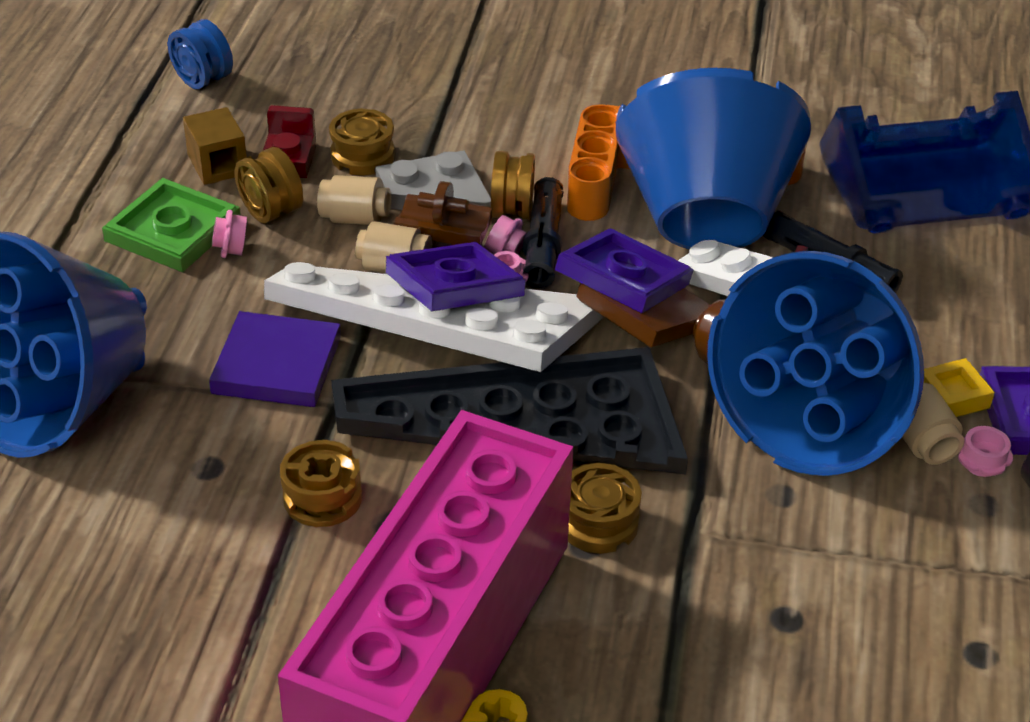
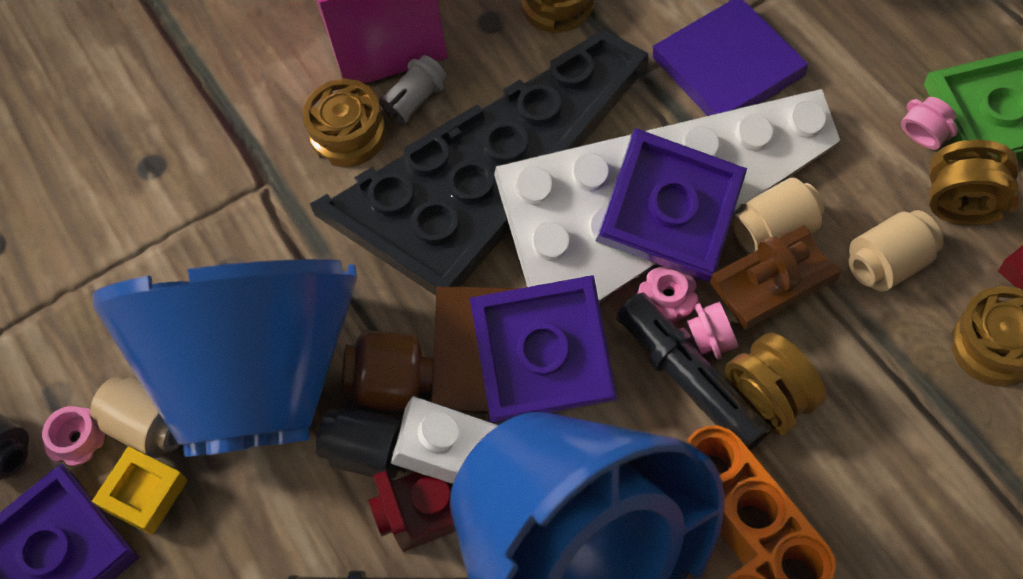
camera: 145 degrees right, 20 degrees up
(426, 173) = (874, 355): light grey wing -> none

